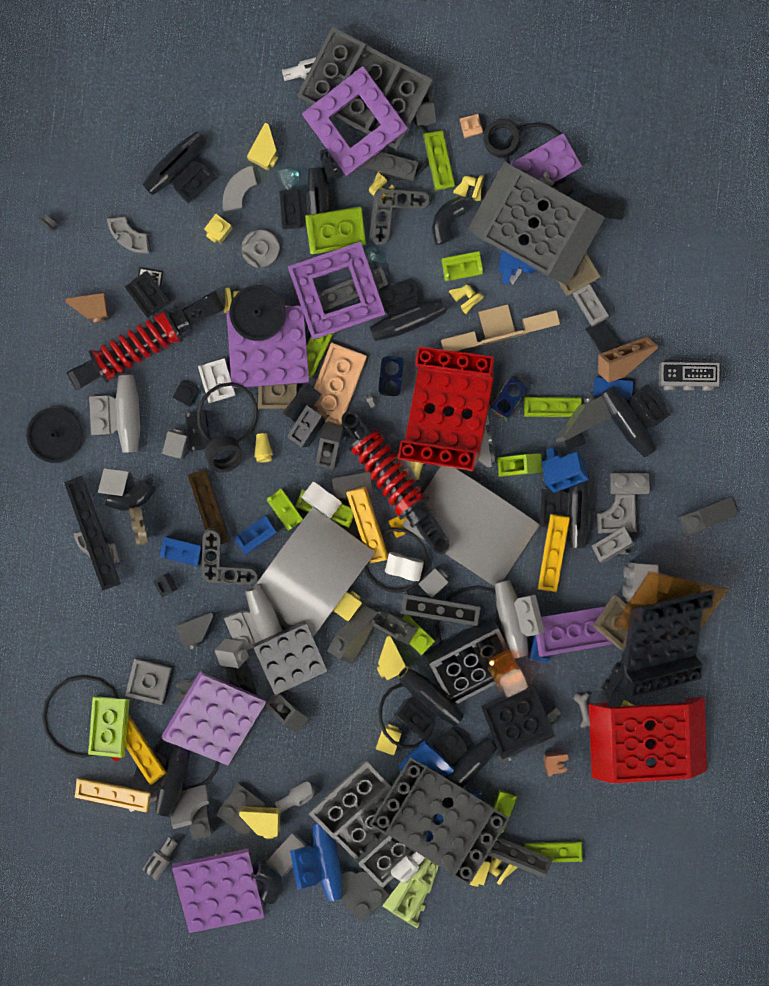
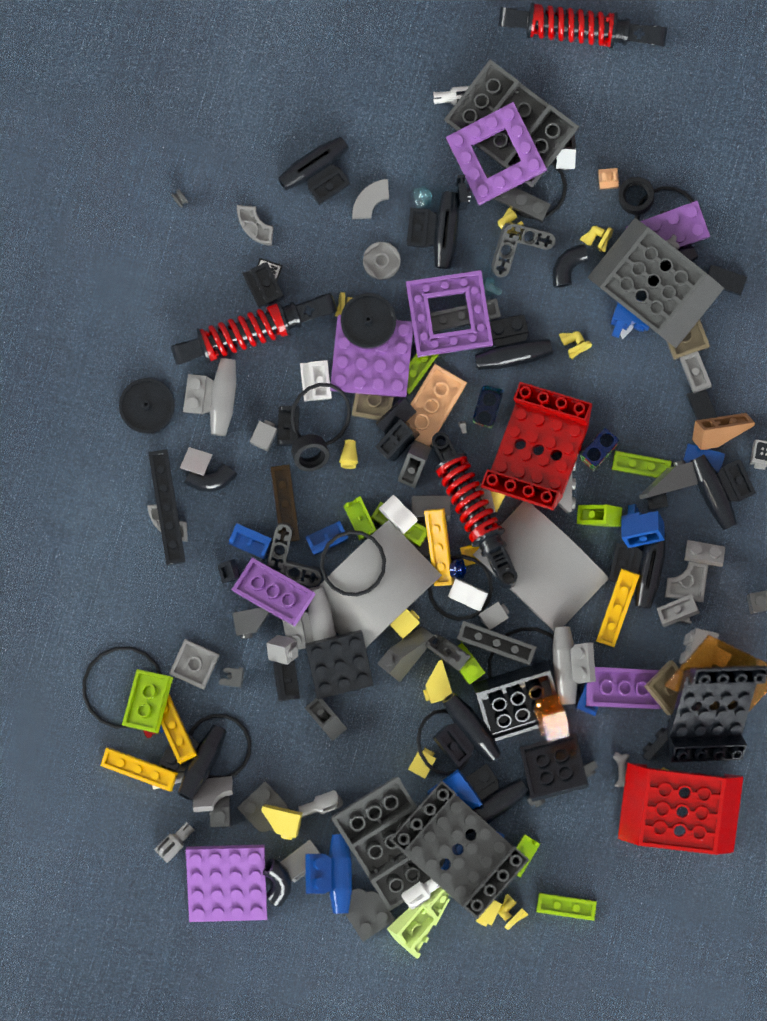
camera: 10 degrees right, 5 degrees down
(91, 306) = (206, 287): medium nougat slope -> none
(138, 525) = (213, 508): dark tan plate -> none
(185, 393) = (282, 388): black plate -> none
(212, 599) = (273, 592): none -> medium lavender plate
(213, 718) = (253, 710): medium lavender plate -> none
(217, 229) = (343, 234): light yellow brick -> none
(263, 150) = (402, 165): light yellow slope -> none
(315, 557) = (356, 533): none -> black piece
(335, 229) = (458, 254): lime tile -> none
(389, 543) = (457, 569): none -> clear blue plate
(439, 160) = (571, 206): lime tile -> none
(462, 266) = (576, 312): lime hinge -> none
(498, 326) = (601, 377): tan piece -> none
(521, 857) = (532, 904): dark grey plate -> none
(553, 762) = (580, 814): nougat hinge -> none

